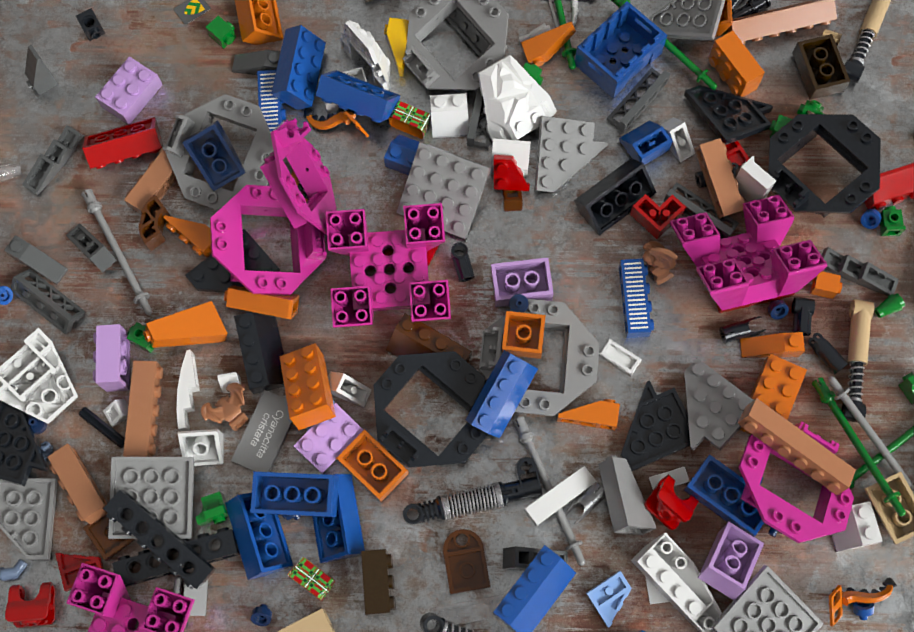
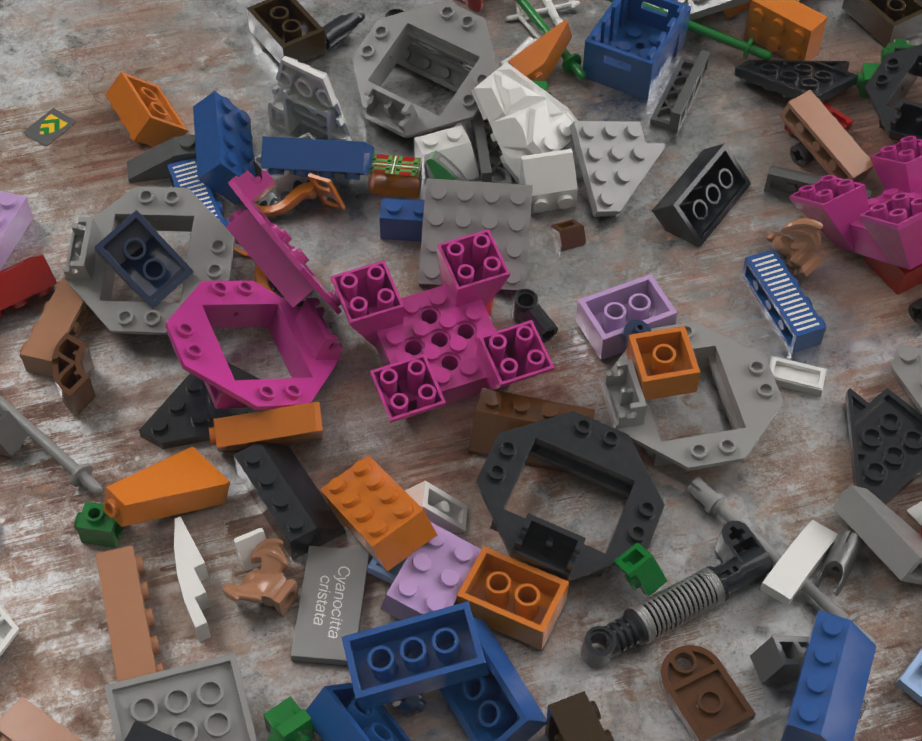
camera: 20 degrees left, 20 degrees down
(102, 427) = (70, 666): black axle -> none
(112, 358) = (60, 559): lavender brick -> none
(116, 412) = (86, 640): white slope -> none
(191, 232) = (140, 375): orange slope -> none
(203, 445) = (245, 636): white slope -> none
(221, 31) = (99, 138): green brick -> none
(397, 39) = (347, 92): yellow slope -> none
(442, 132) = (443, 167): none -> slope
(455, 473) = (641, 569): none -> green brick
(501, 394) = (664, 441): slope -> none
(508, 175) = (553, 200): red wing -> none
(597, 414) = (799, 449): orange slope -> none
(646, 142) = (714, 127): blue slope -> none
(655, 218) = (765, 203): red brick -> none
(682, 145) = (750, 118): white slope -> none
(754, 181) = (873, 126): white container -> none

